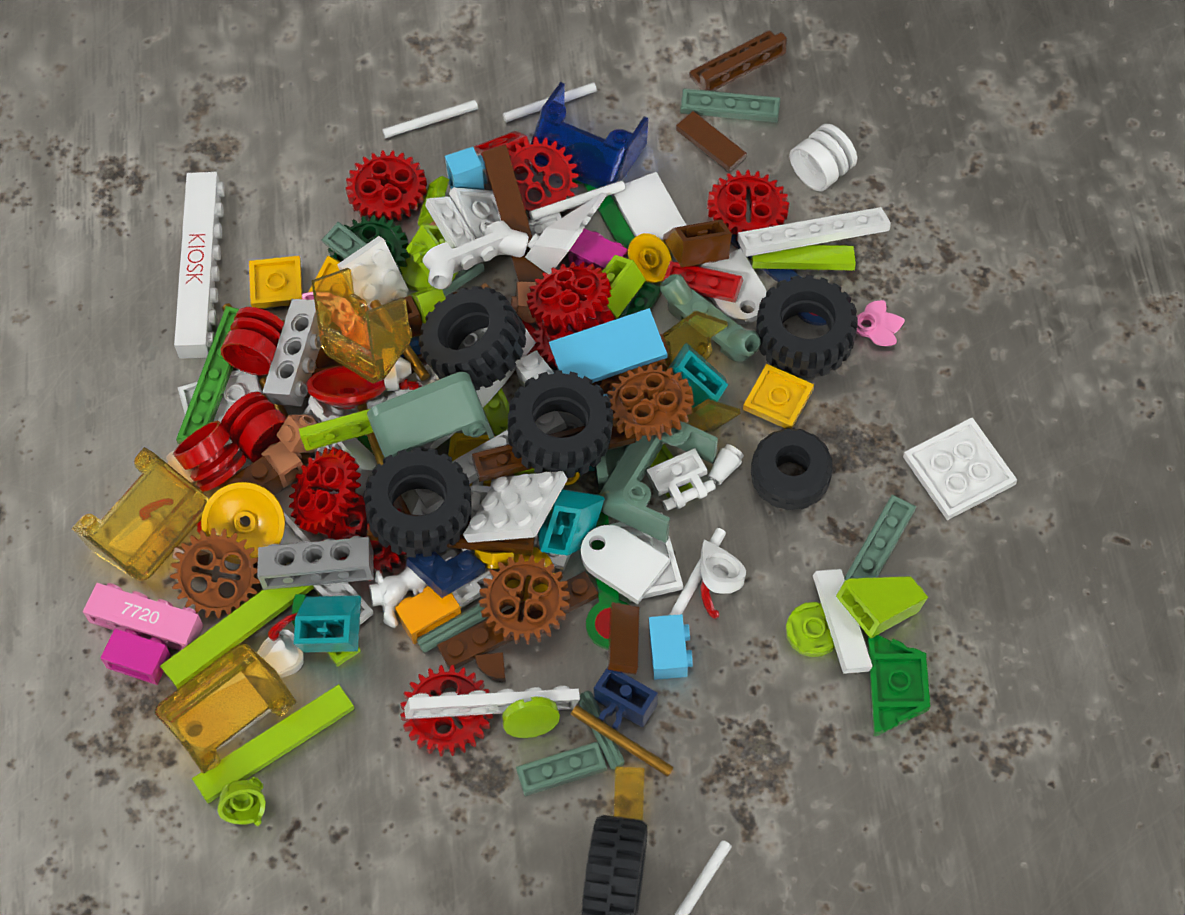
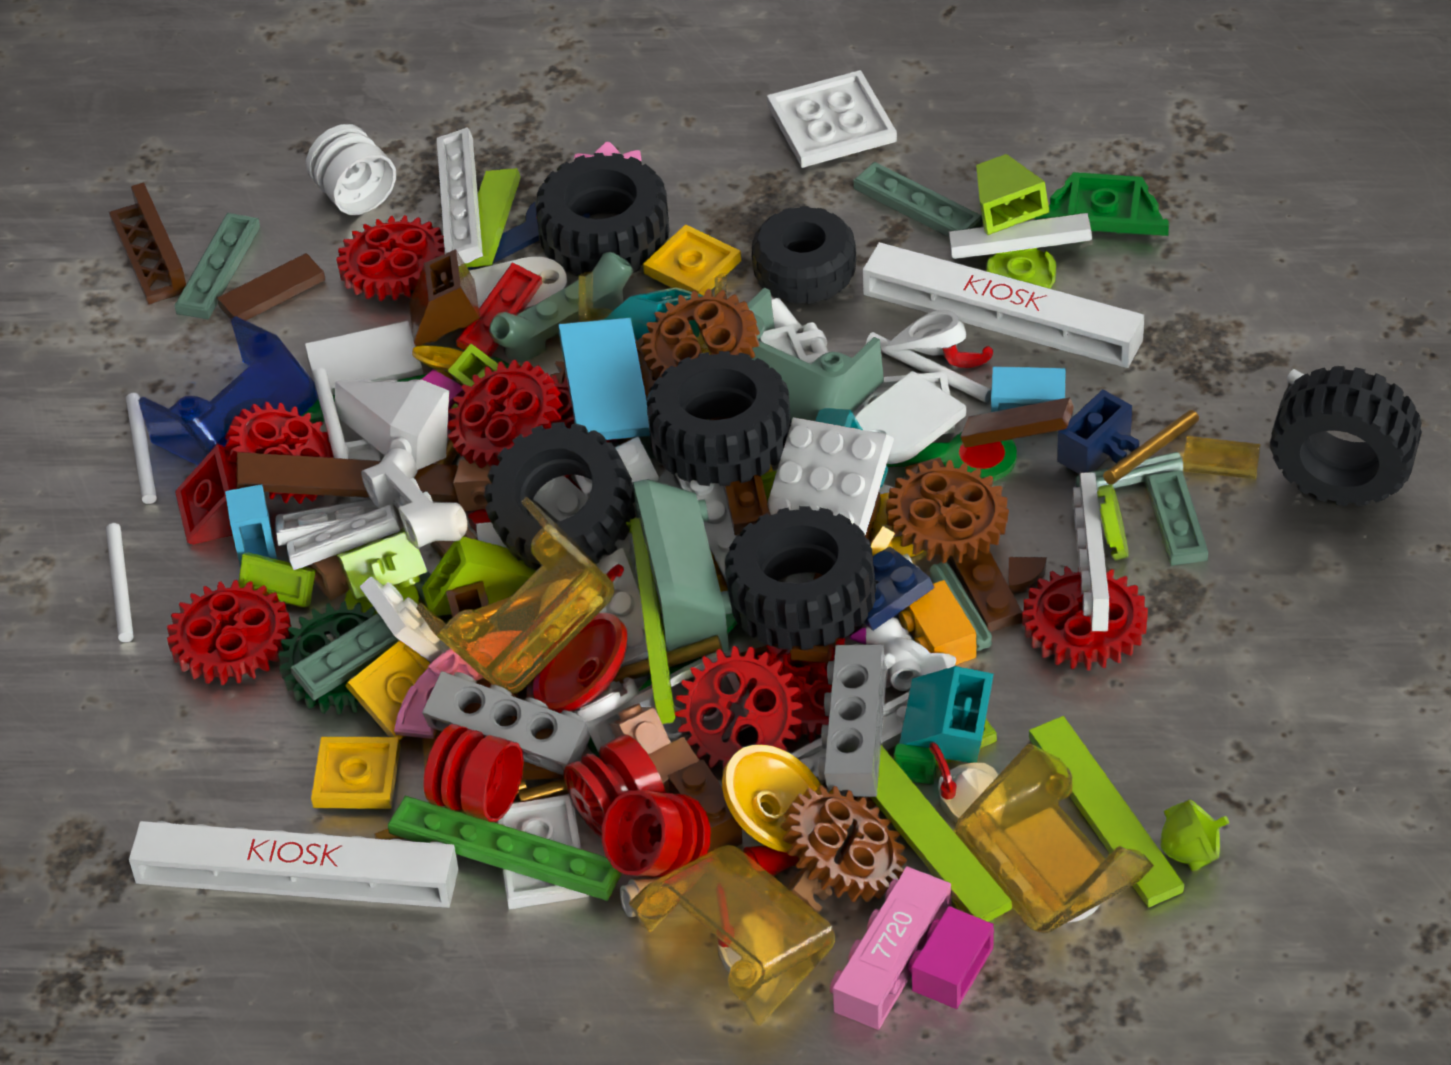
camera: 80 degrees left, 15 degrees down
(764, 620) = (1004, 304): none -> white brick

